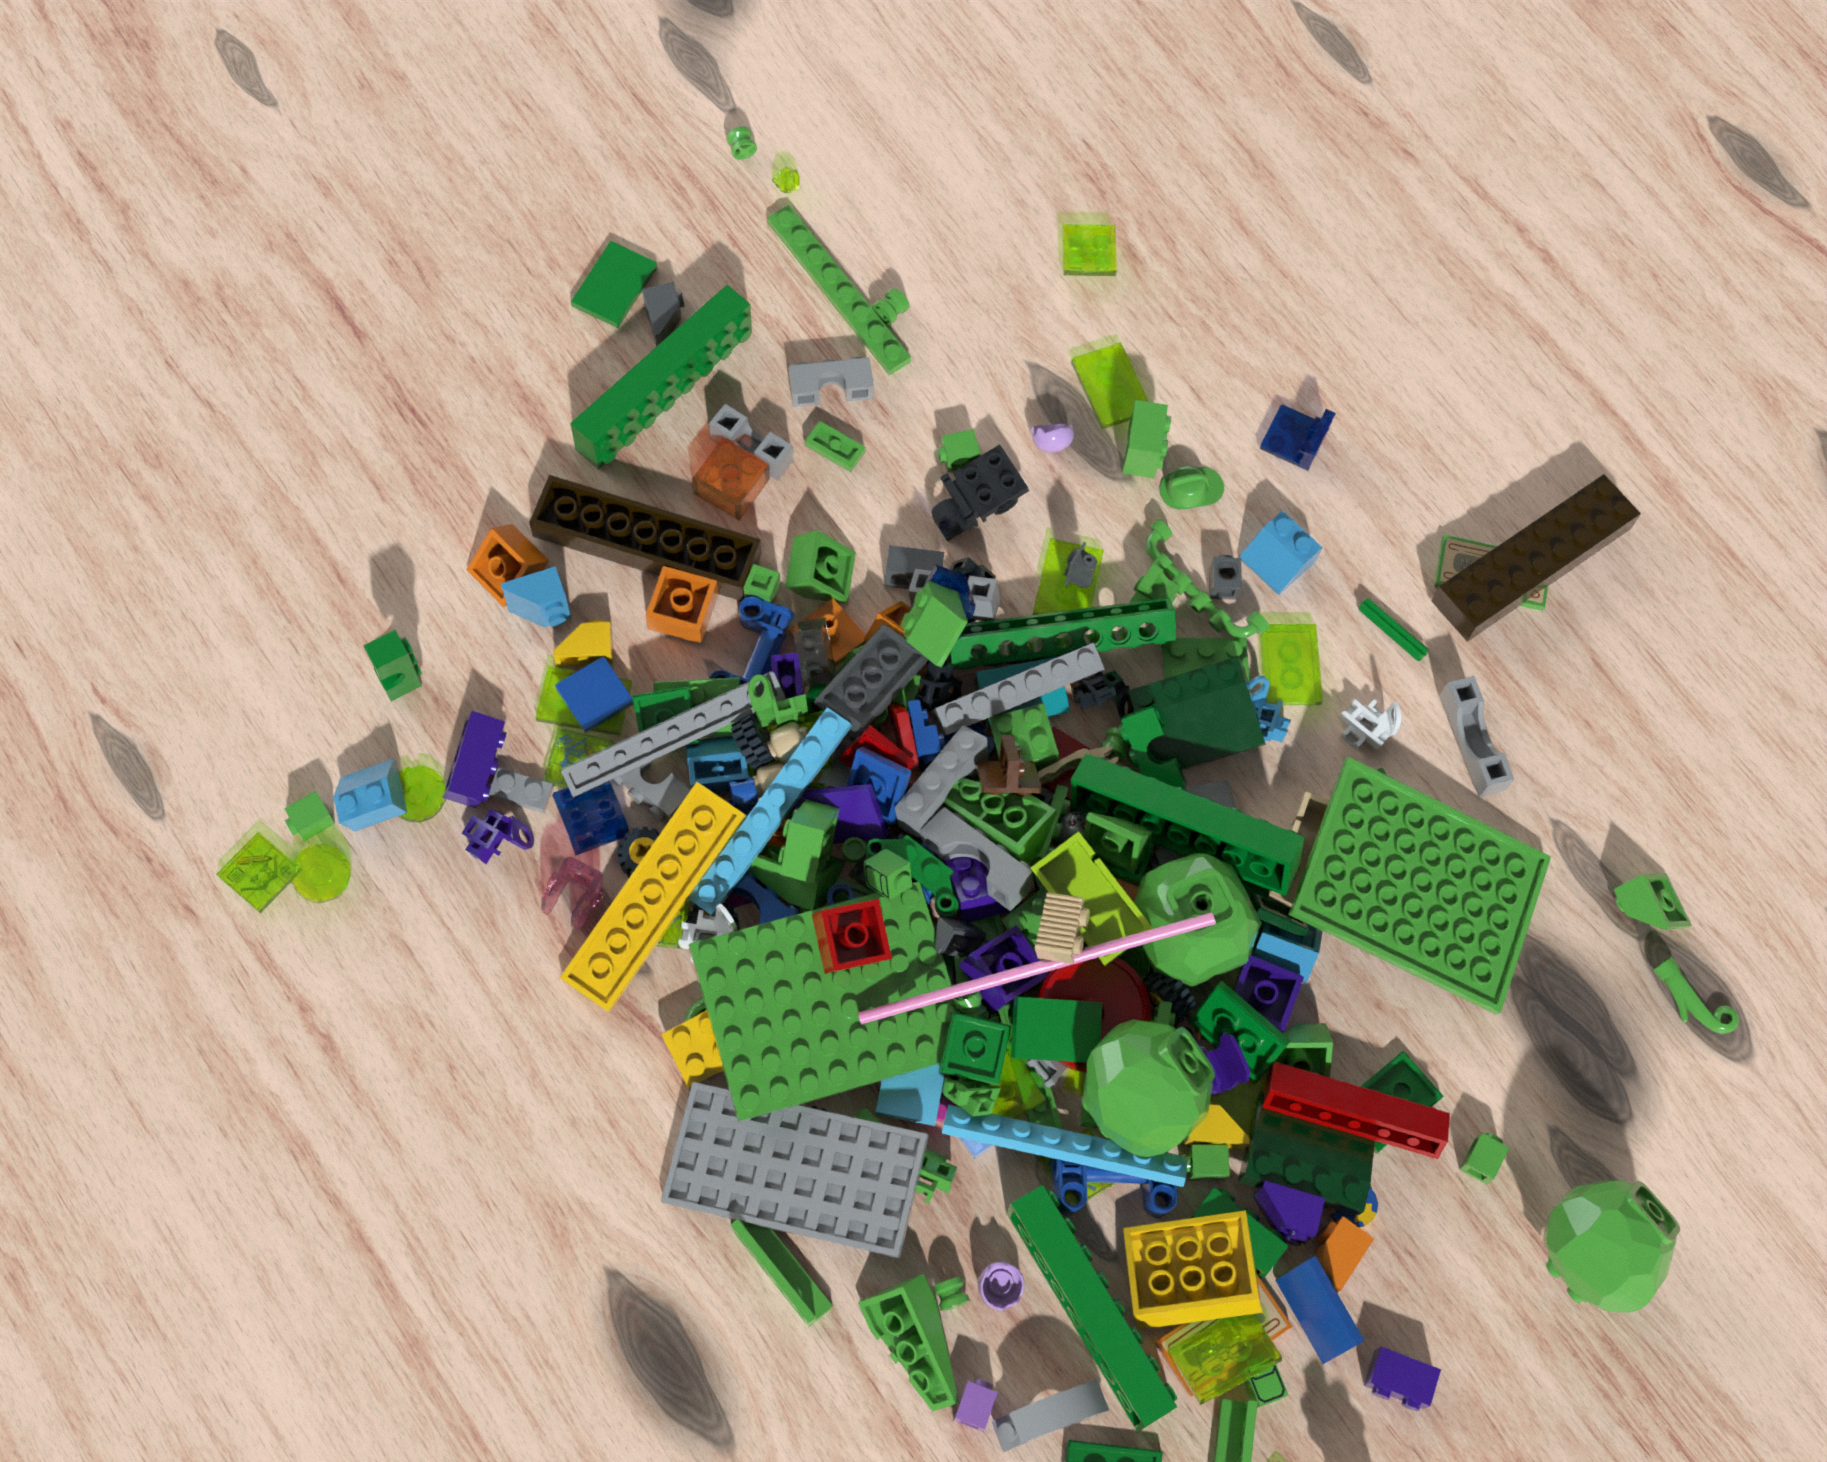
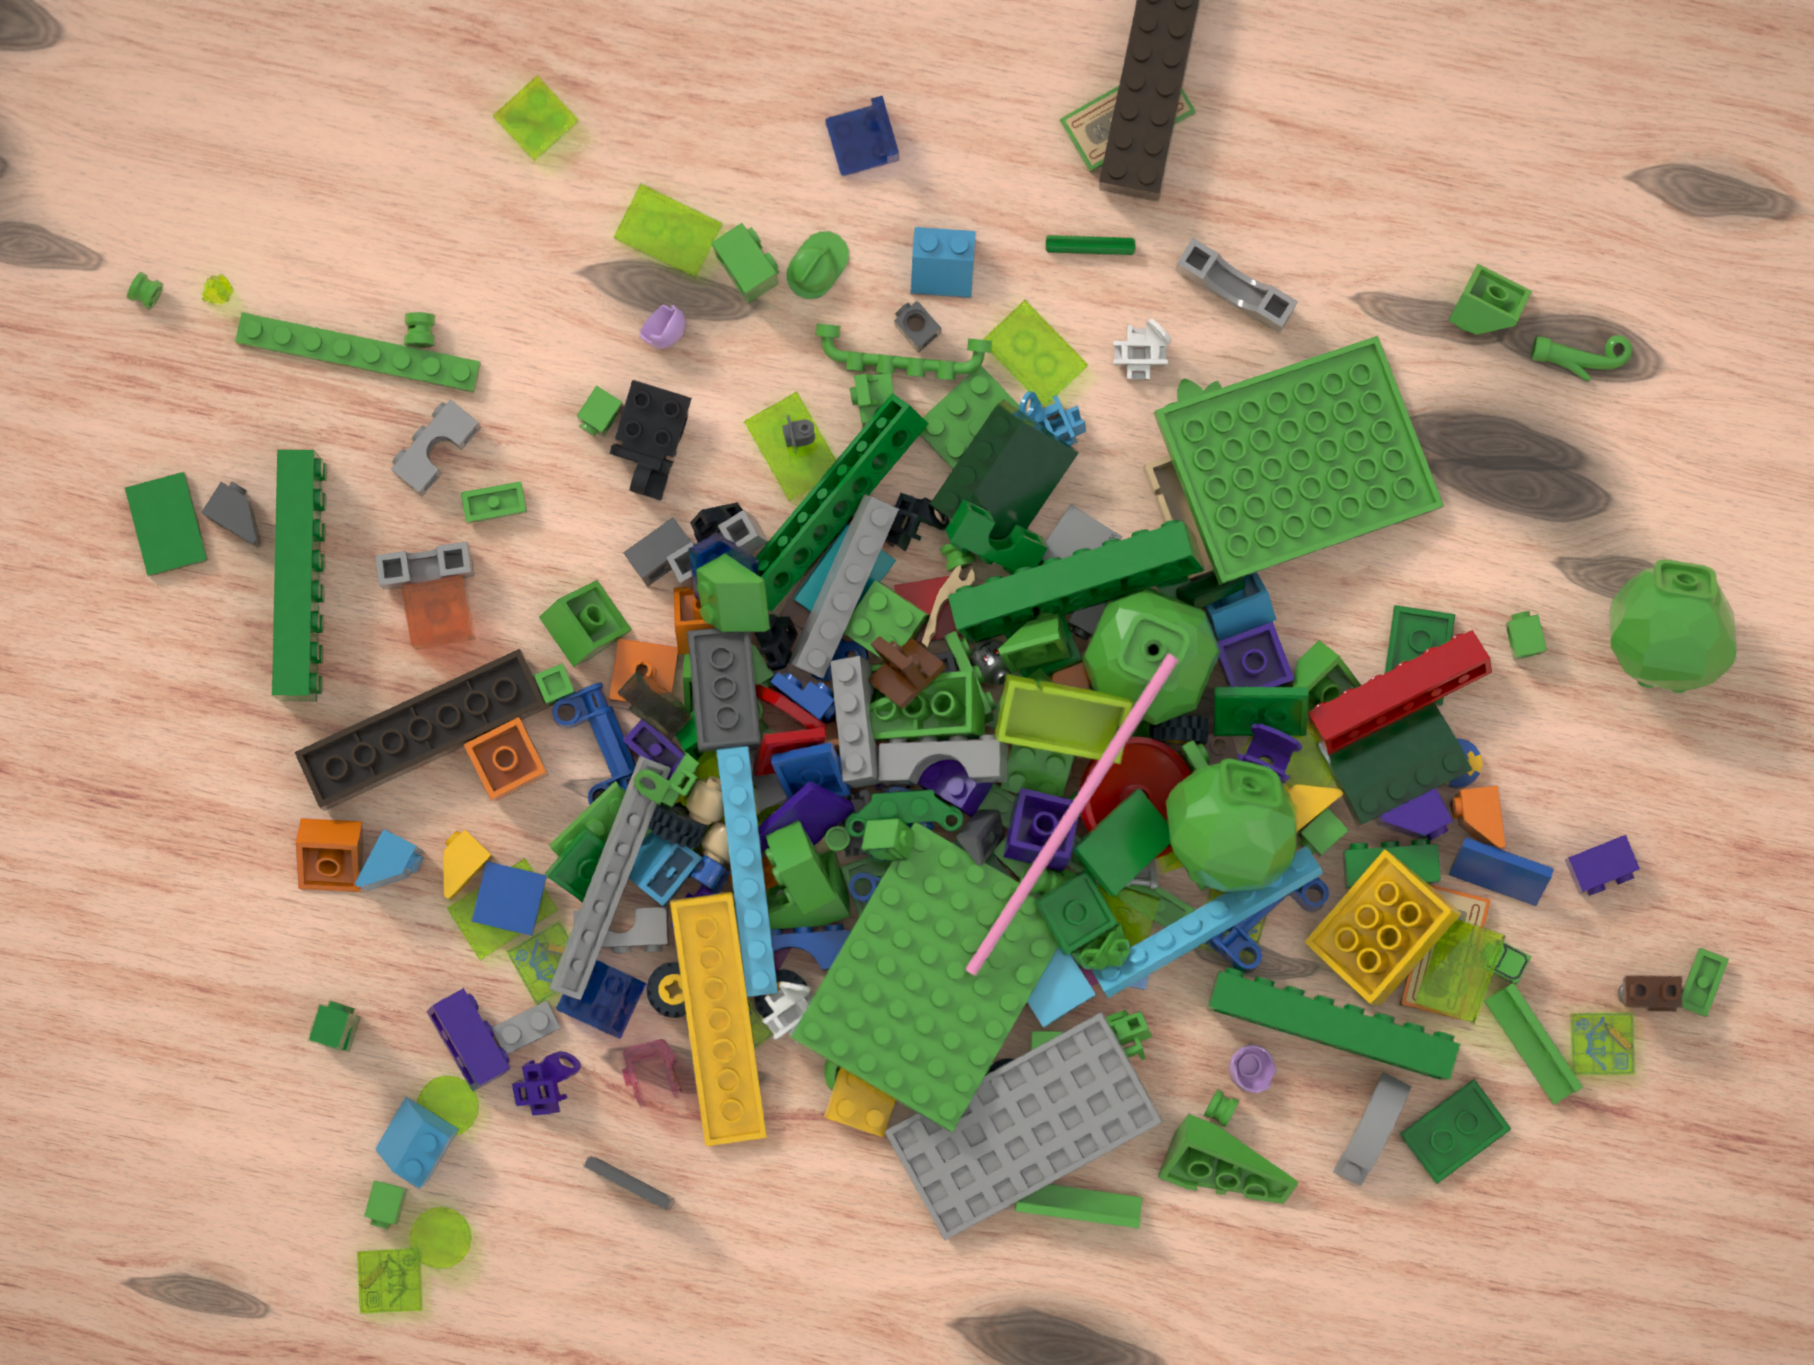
camera: 30 degrees left, 15 degrees up
(482, 951) = (629, 1182): none -> dark grey tile
(851, 936) = (910, 919): red brick -> none
(976, 1404) = (1311, 1171): medium lavender brick -> none
(1061, 928) = (1065, 769): tan brick -> none

